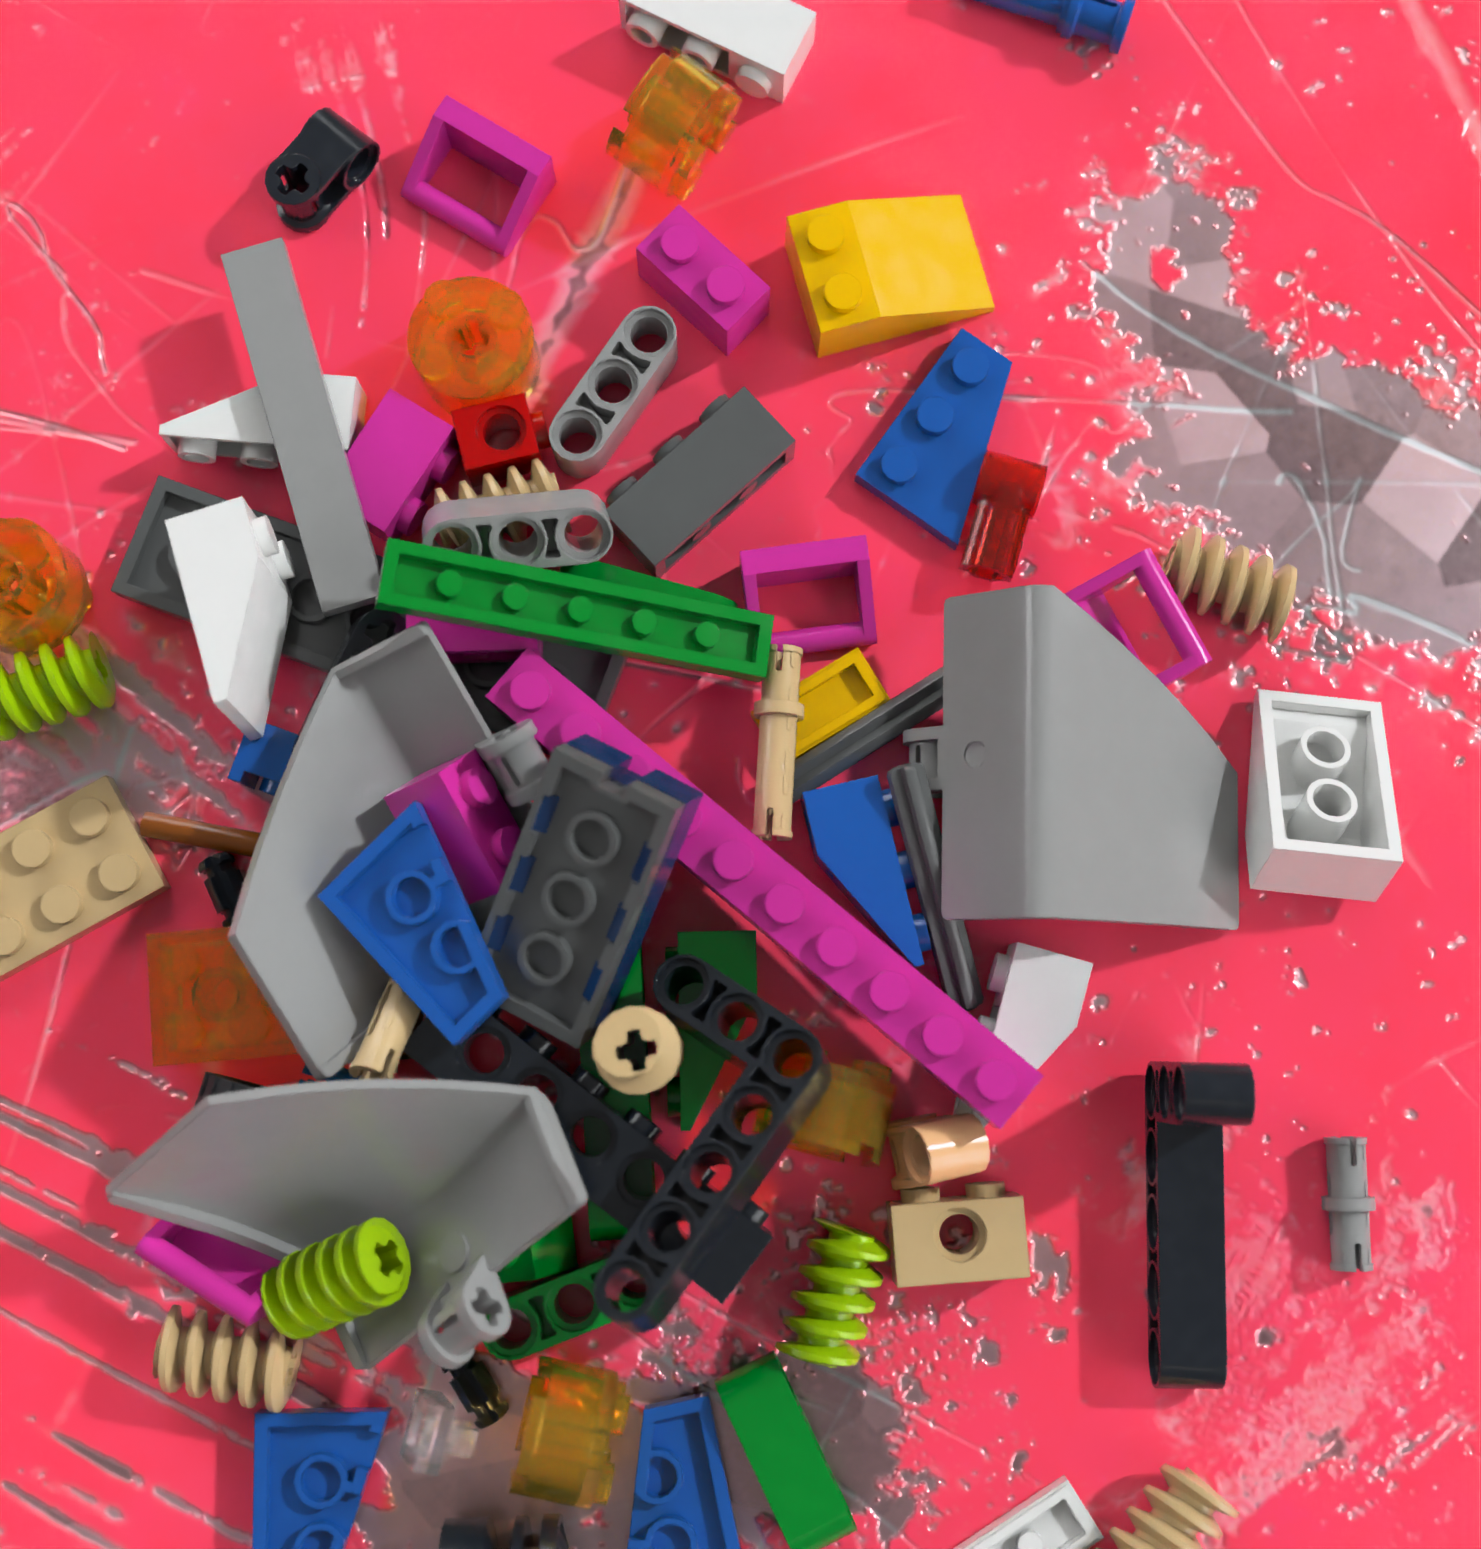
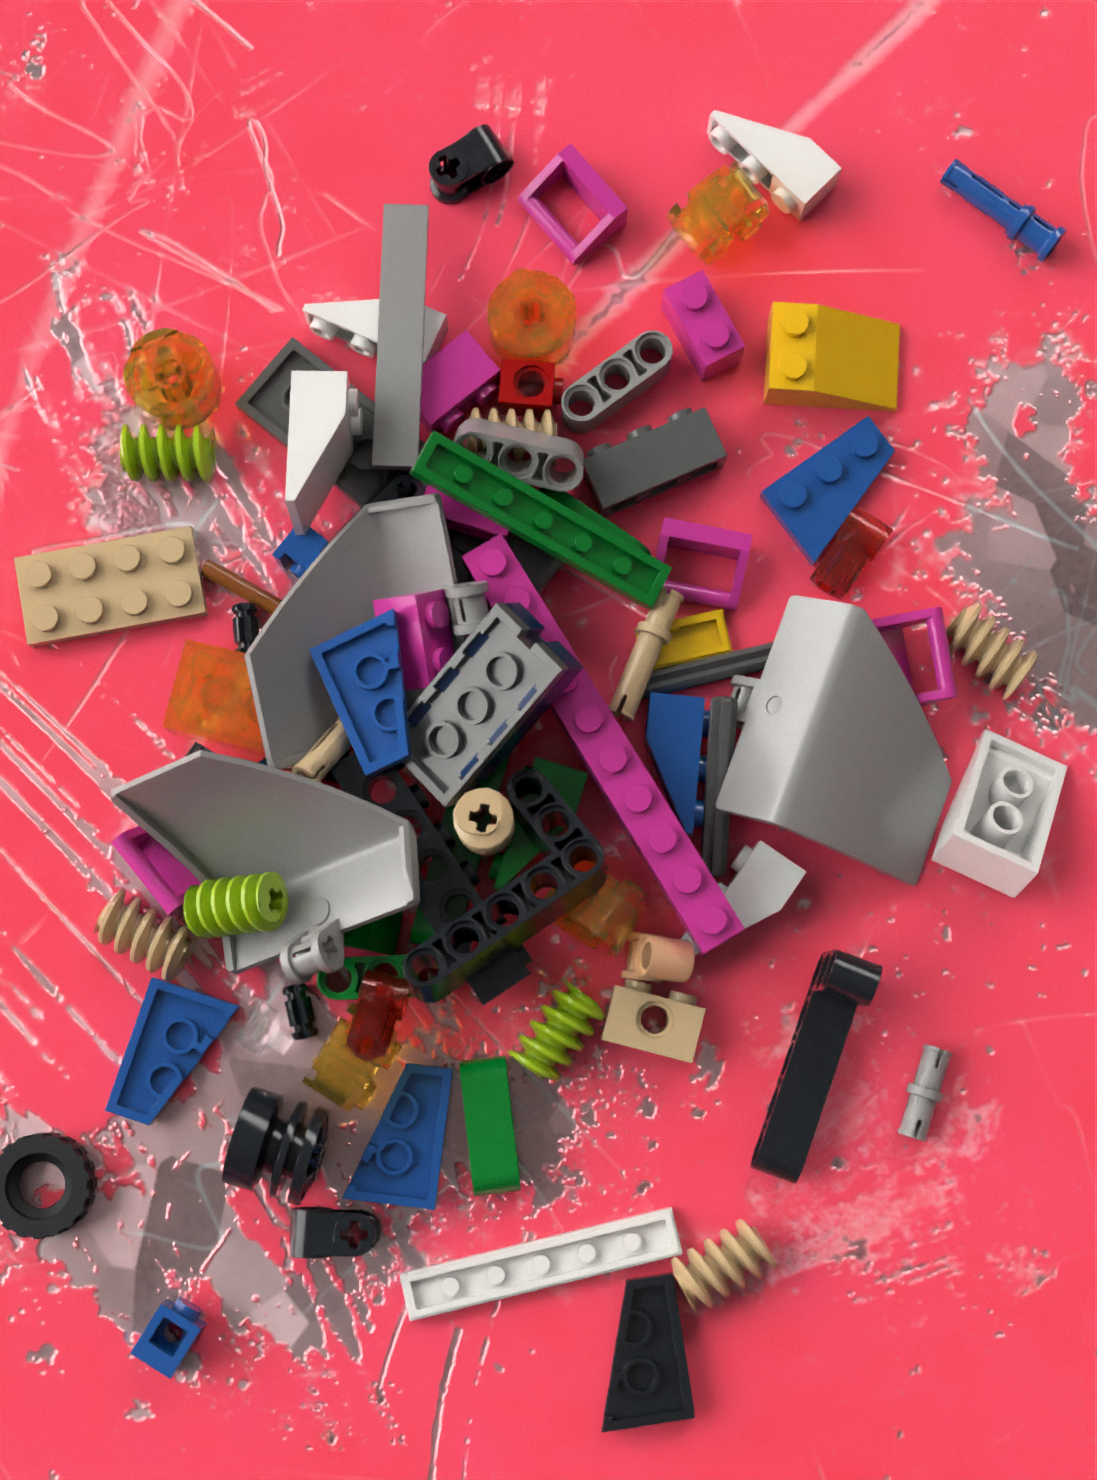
camera: 20 degrees right, 0 degrees up
(581, 1356) = (379, 1007): none -> clear red piece

